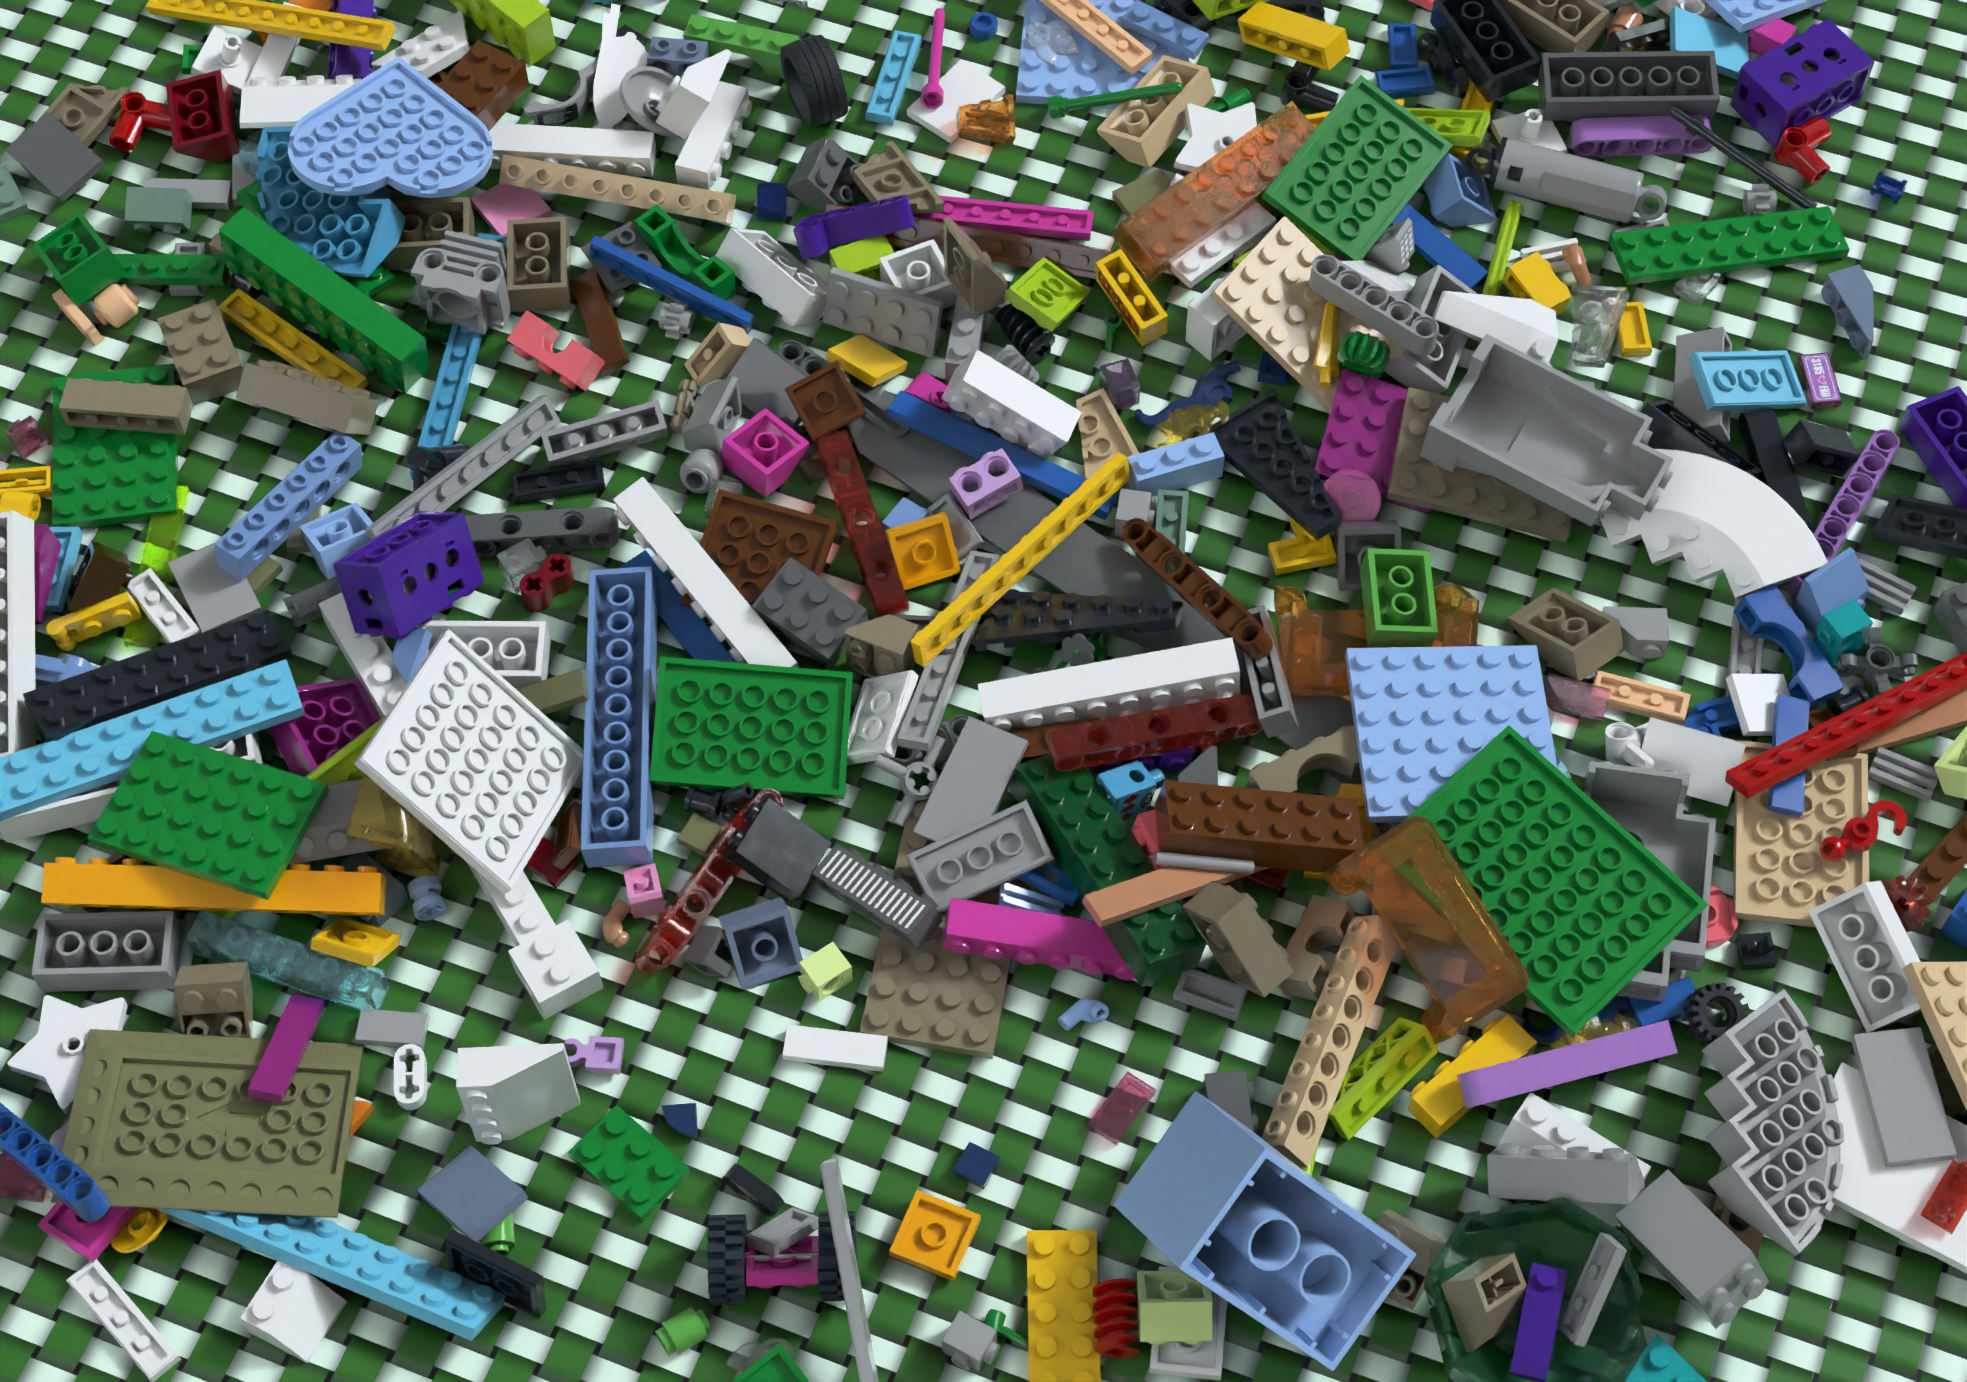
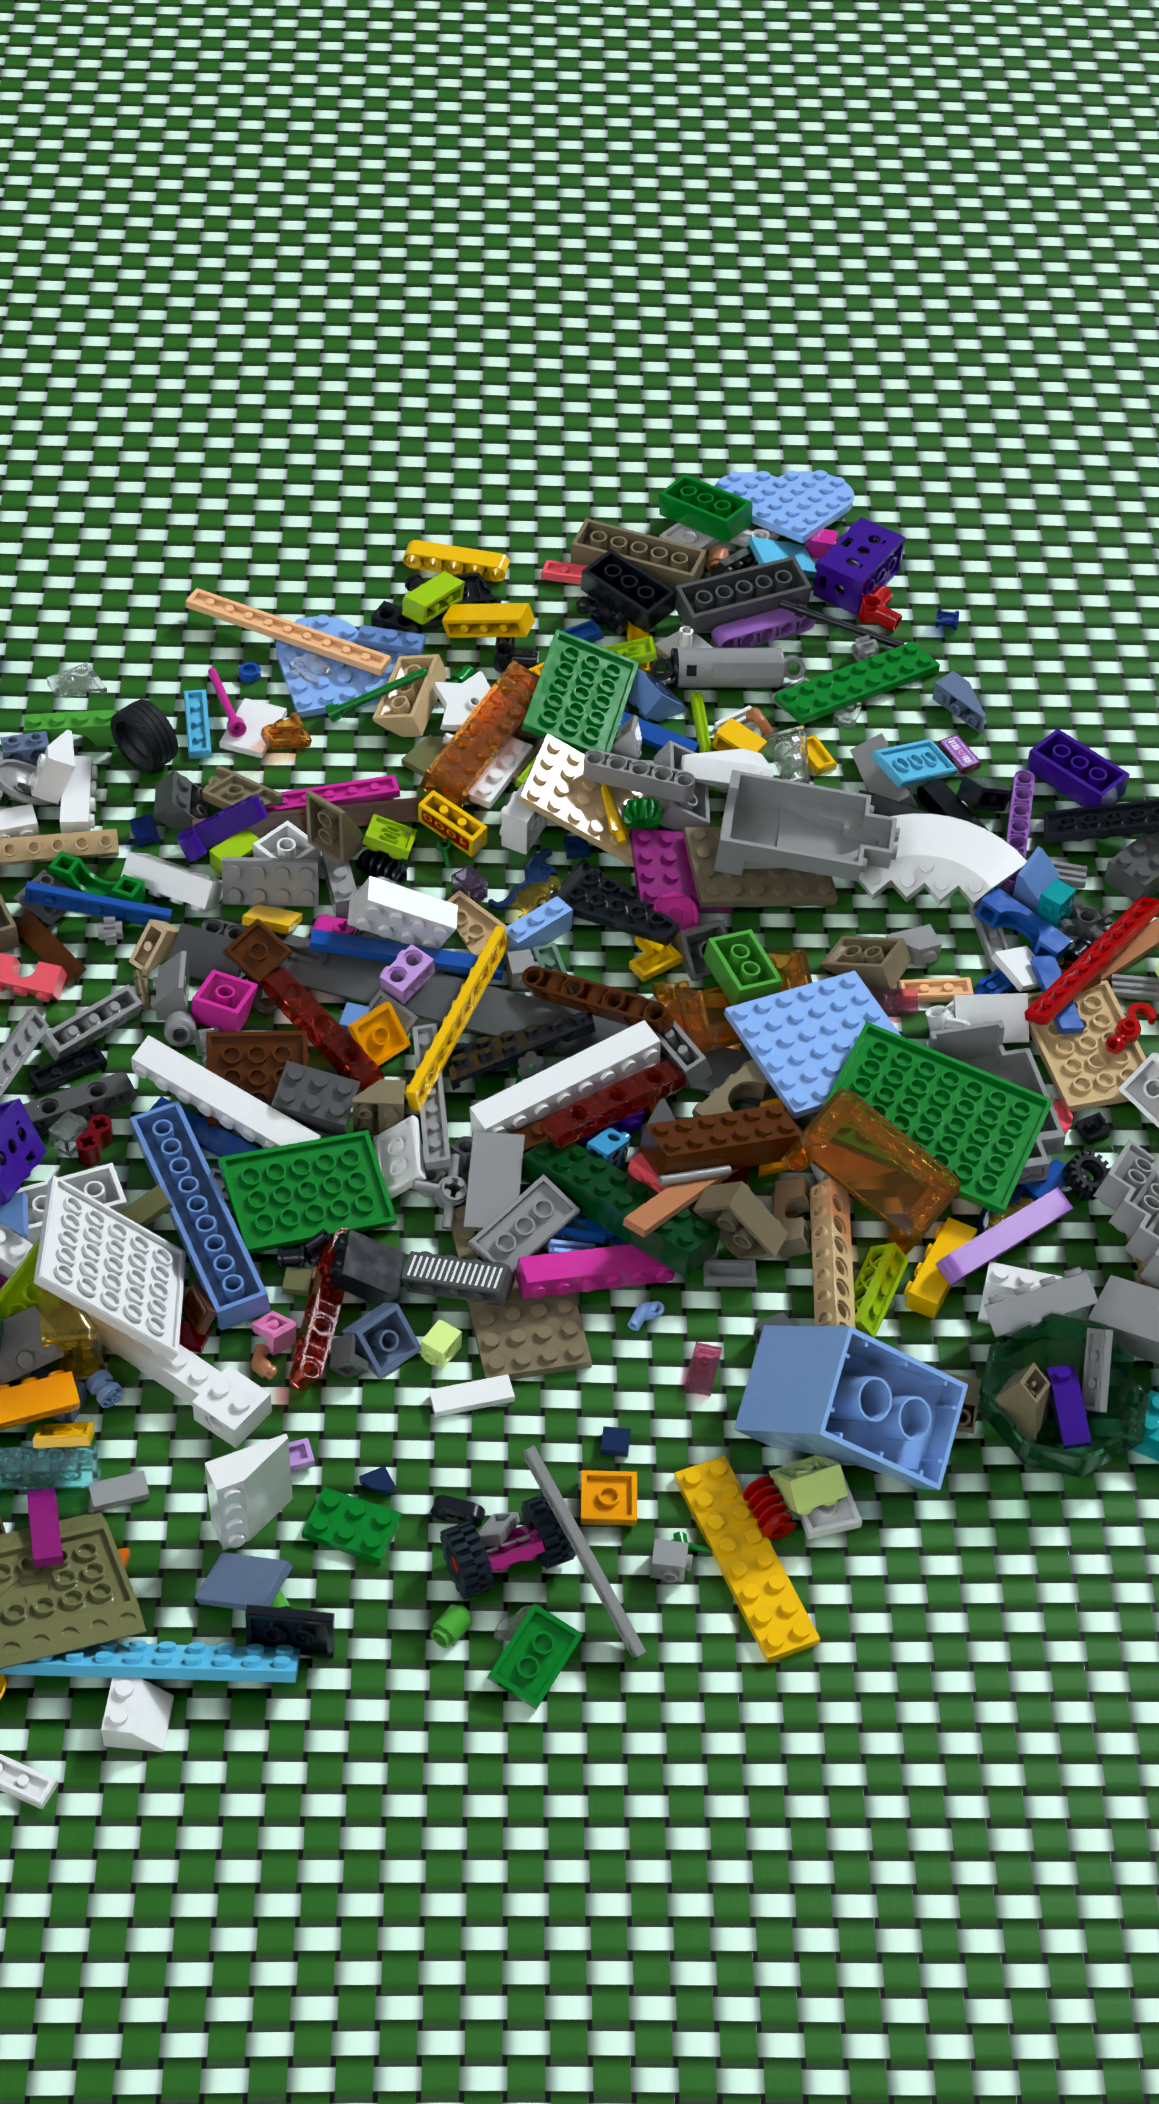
camera: 25 degrees left, 10 degrees down
(417, 1076) = (144, 1523): white beam -> none
(1402, 46) = (565, 611): blue tile -> none

